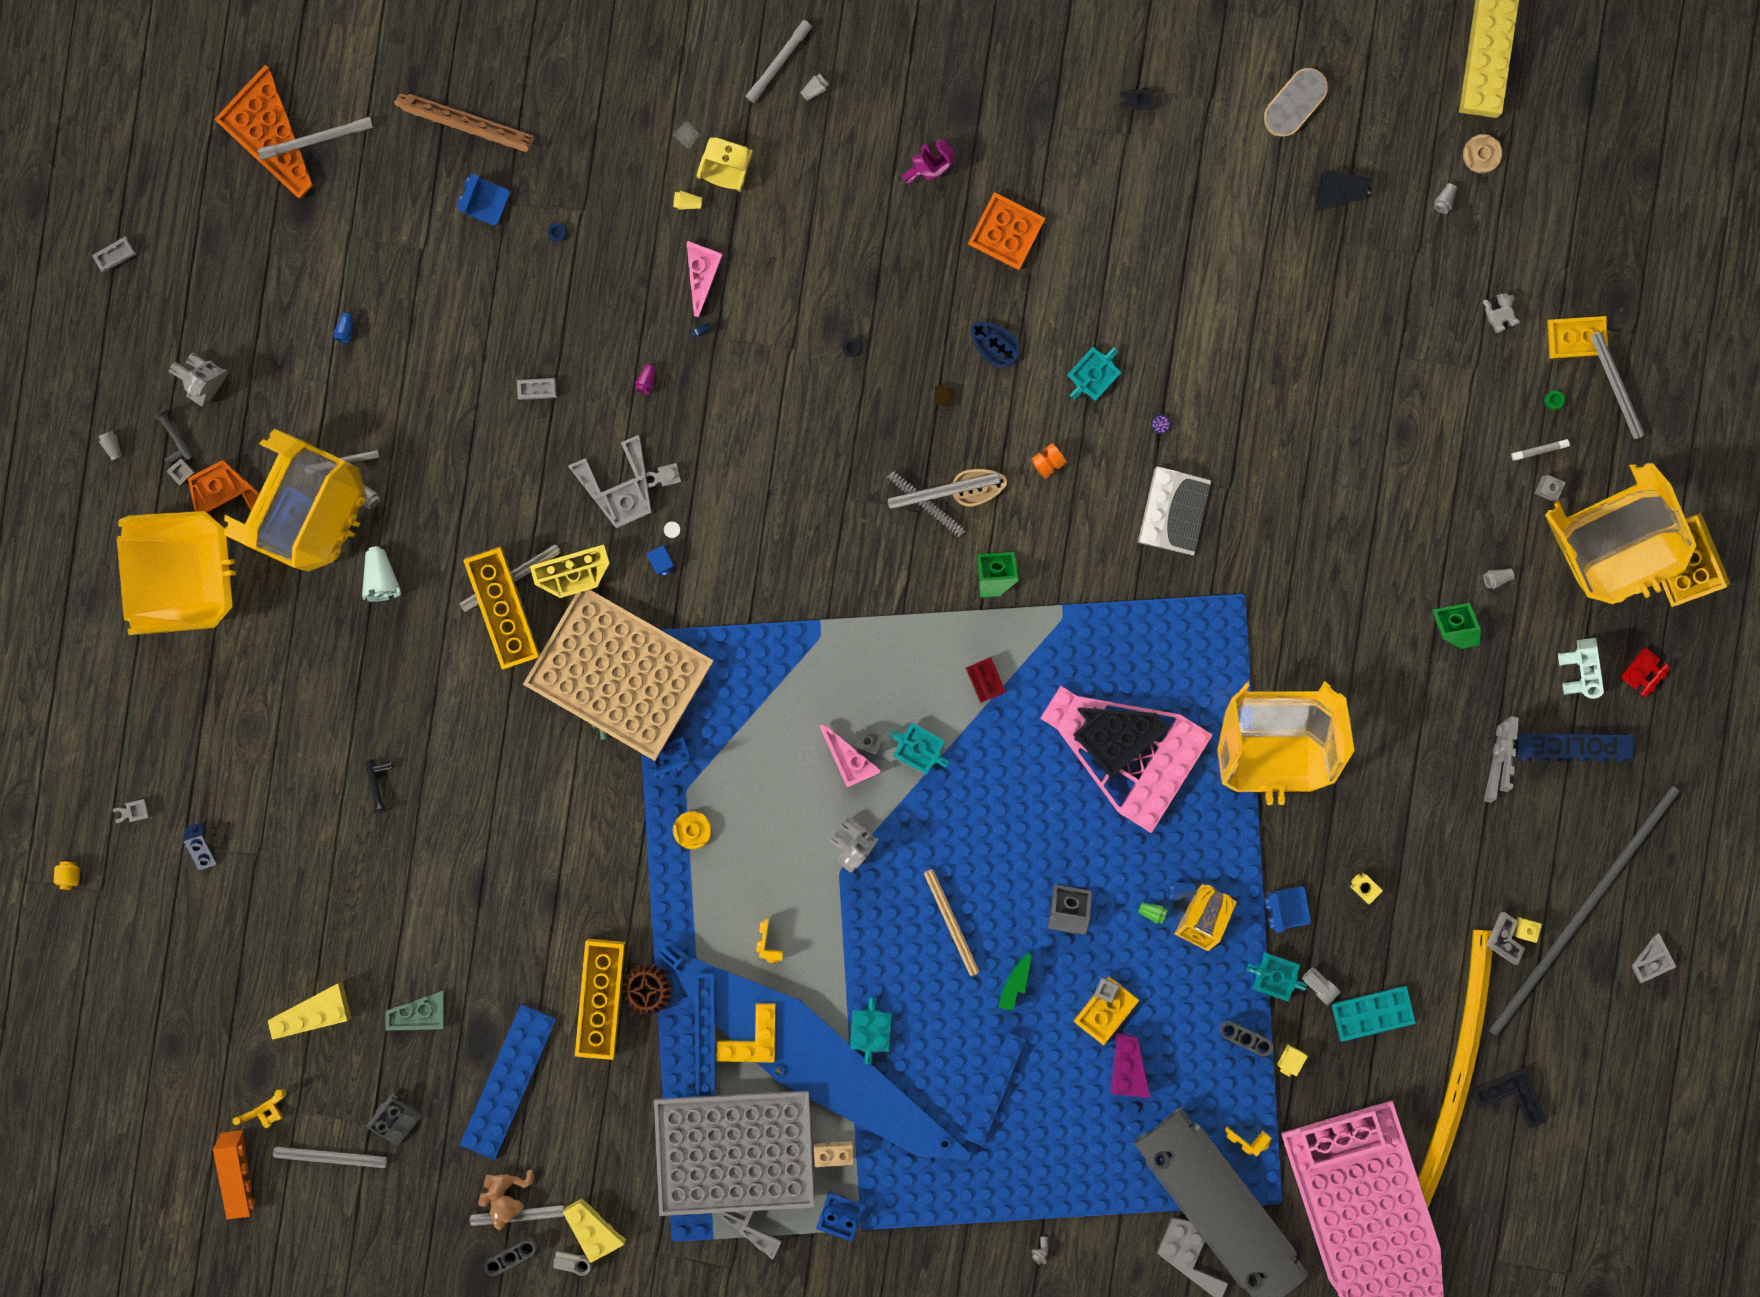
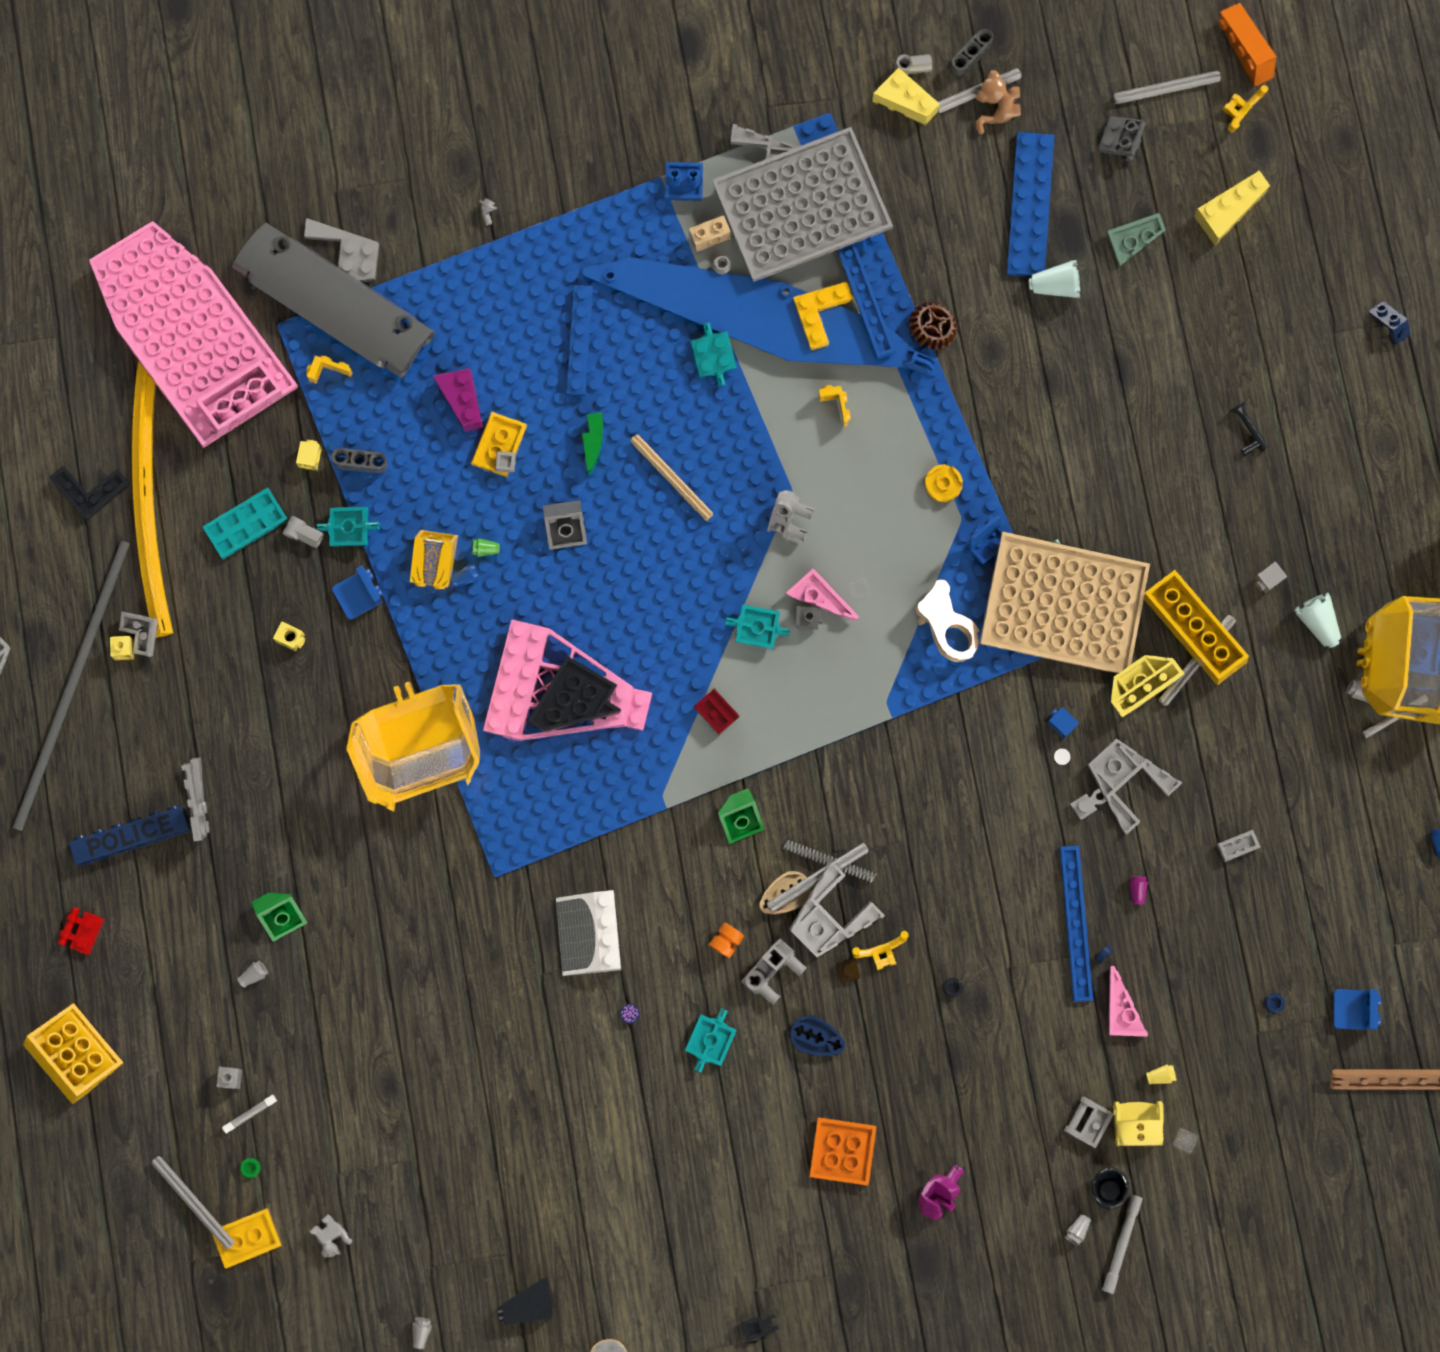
camera: 160 degrees right, 10 degrees down
(412, 633) = (1270, 577): none -> light grey brick
(510, 994) = (1057, 281): none -> light aqua cone
(600, 999) = (973, 303): yellow brick -> none
(715, 368) = (1076, 924): none -> blue tile
(743, 704) = (938, 612): none -> animal
(765, 176) = (1095, 1124): none -> light grey plate
(772, 113) = (1110, 1188): none -> black piece
(832, 1124) = (721, 260): none -> light grey plate
(913, 405) = (885, 948): none -> yellow piece
(958, 441) = (817, 927): none -> light grey wing
(1020, 419) = (766, 970): none -> light grey piece
(1588, 659) = (140, 919): light aqua piece -> none
(1626, 539) = (143, 1046): windscreen -> none

